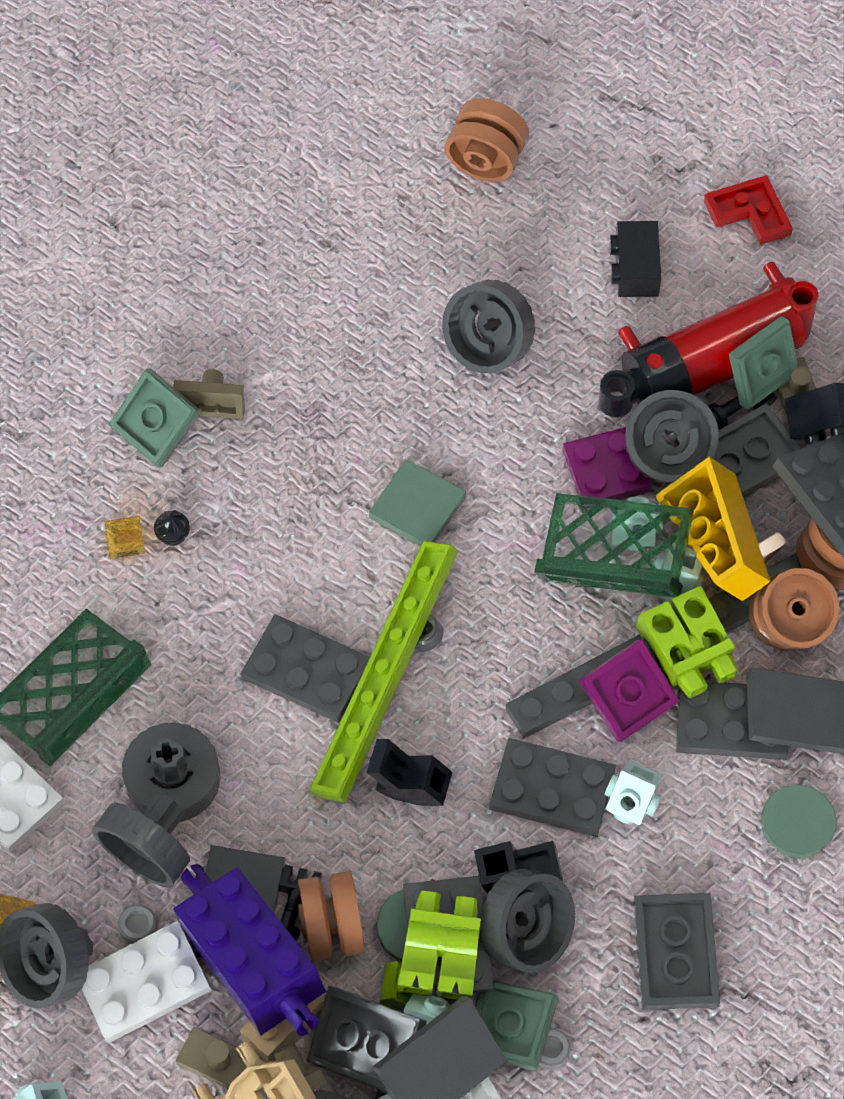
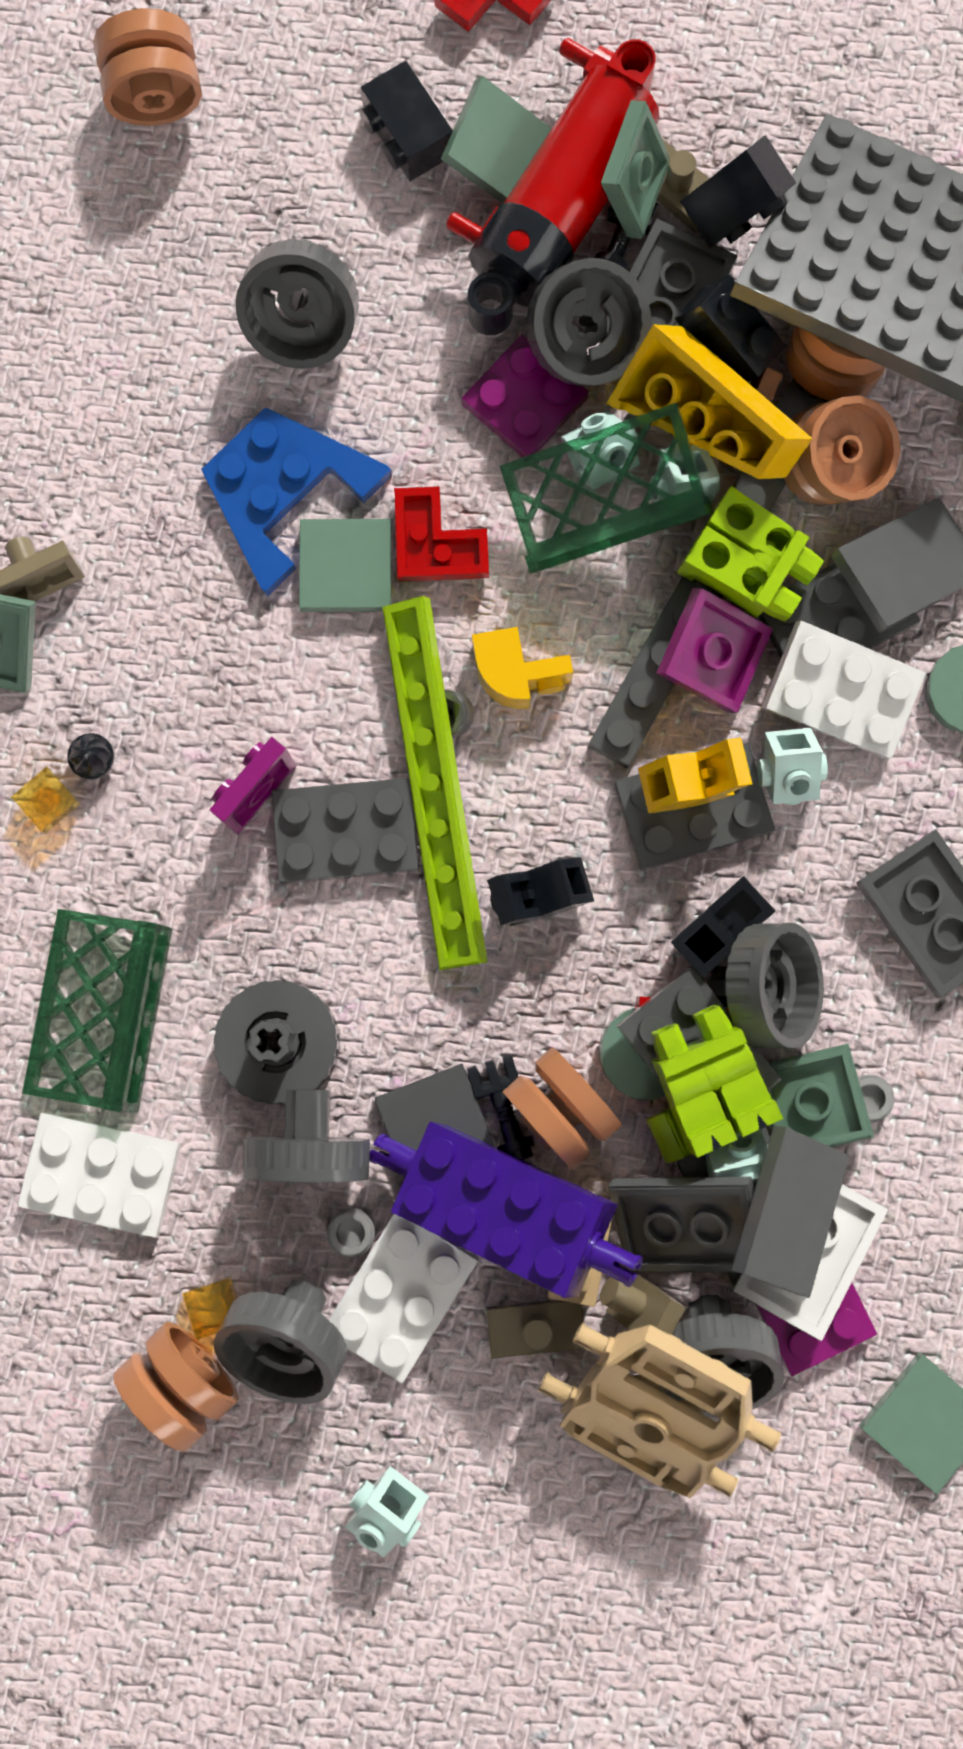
camera: 30 degrees left, 20 degrees up
(259, 599) = (241, 799): none -> magenta plate
(406, 421) = (269, 473): none -> blue wing
(478, 523) = (427, 550): none -> red plate
(481, 630) = (506, 675): none -> yellow brick
(558, 758) = (695, 777): none -> yellow brick
(685, 296) = (494, 139): none -> sand green tile
(703, 766) = (843, 690): none -> white plate
(767, 497) = (731, 329): none -> black brick

